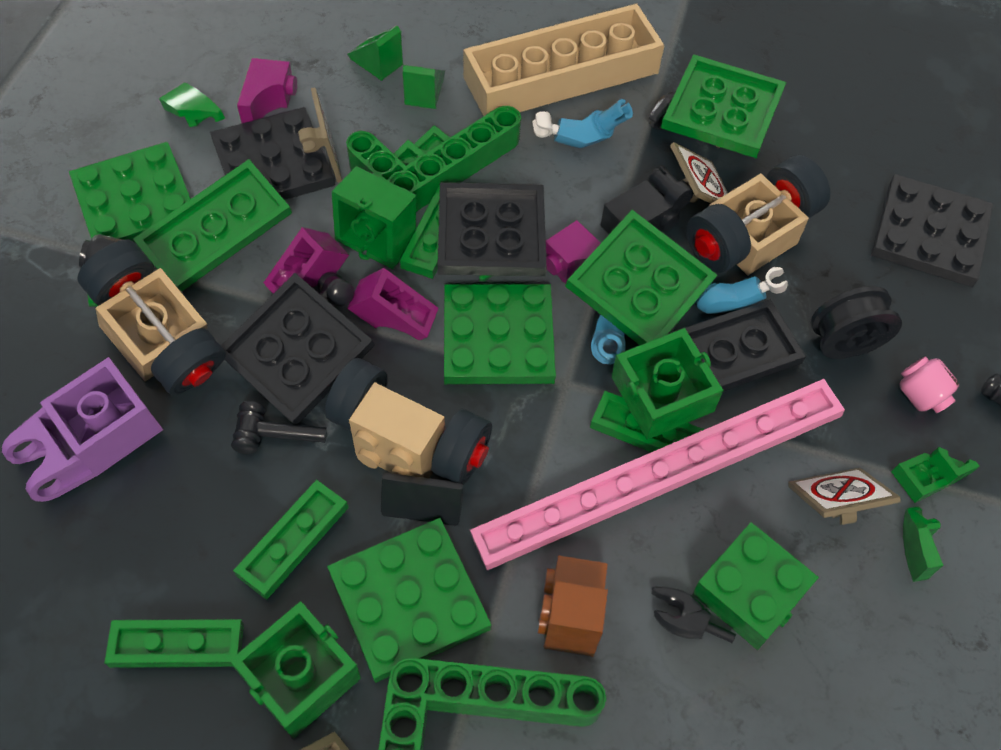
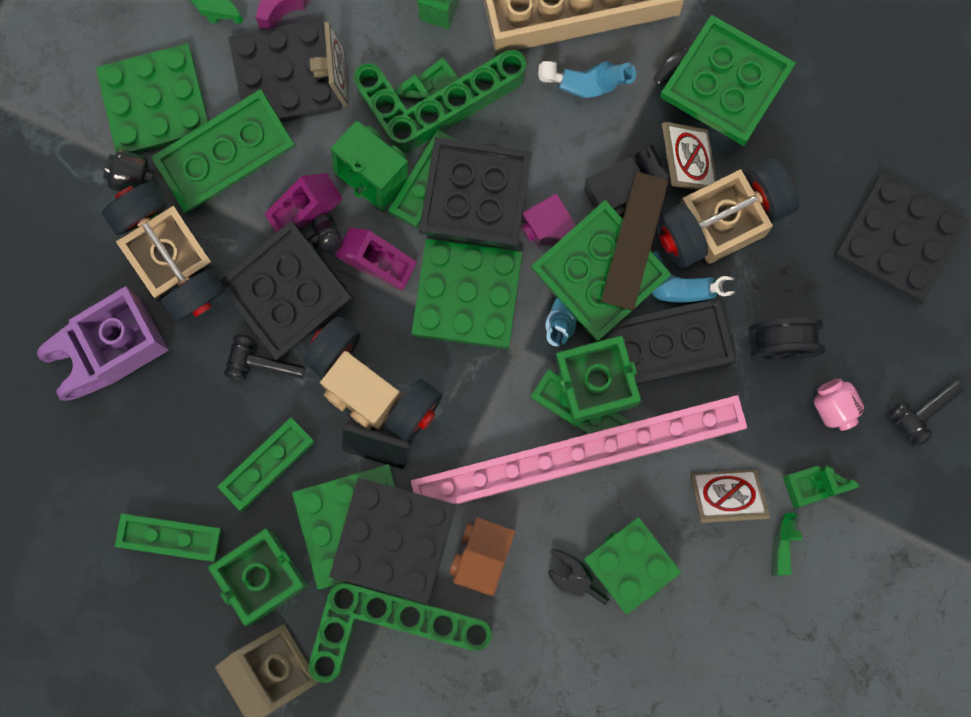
camera: 15 degrees right, 20 degrees up
(460, 600) = (393, 540): none -> black plate
(672, 245) = (634, 241): none -> dark brown tile

